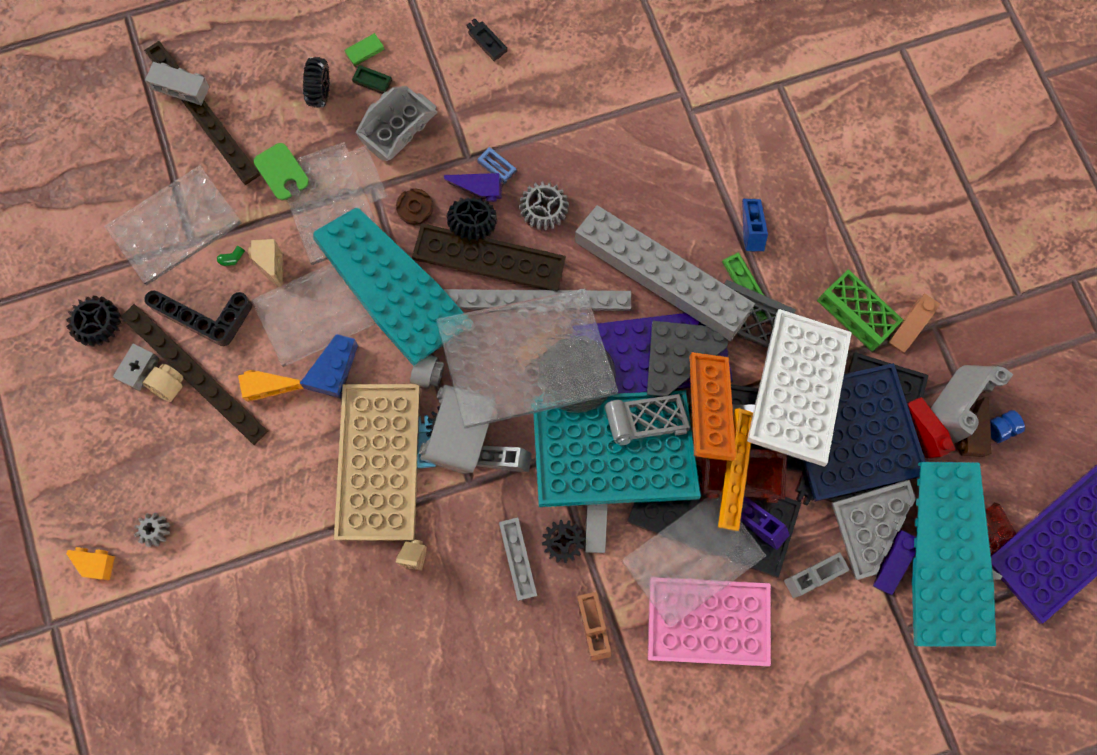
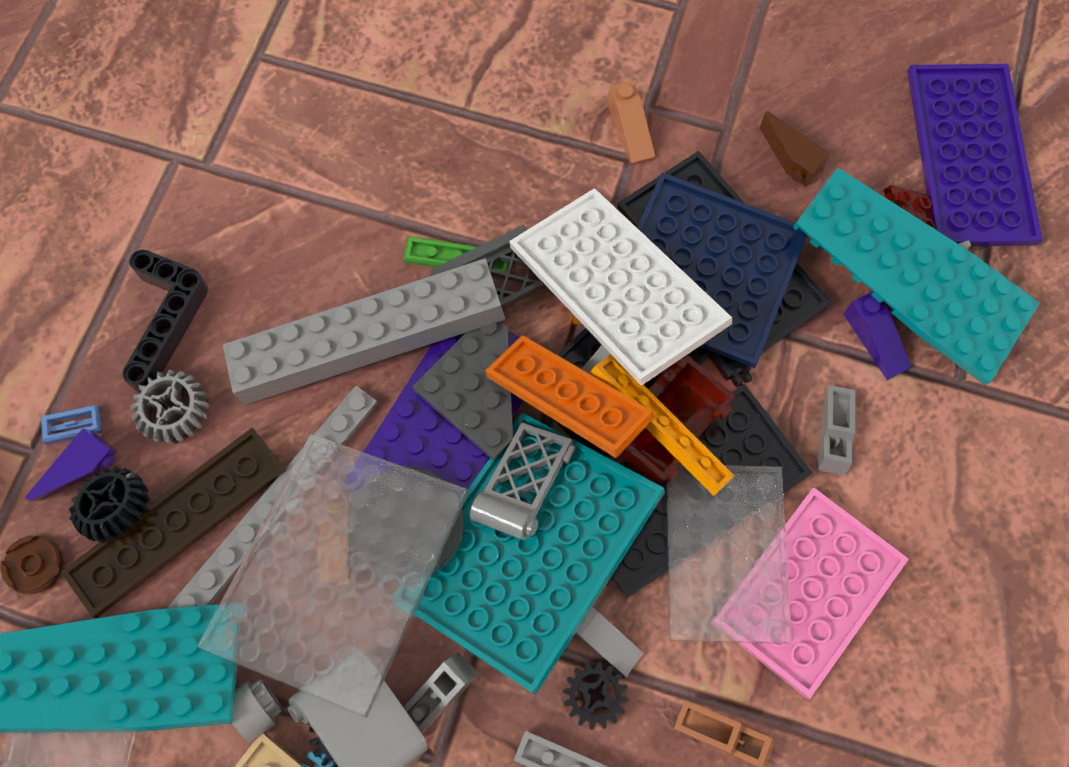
camera: 50 degrees left, 5 degrees down
(589, 163) = (166, 316): none -> black beam
(754, 225) = (393, 197): blue slope -> none
(763, 524) = (744, 441): dark purple slope -> none
(852, 318) = (576, 179): bright green fence -> none
(871, 523) = (820, 329): light grey plate -> none
(930, 431) = (766, 192): red slope -> none
(961, 393) = (751, 149): light grey windscreen -> none
(1006, 426) = (810, 117): blue wheel -> none

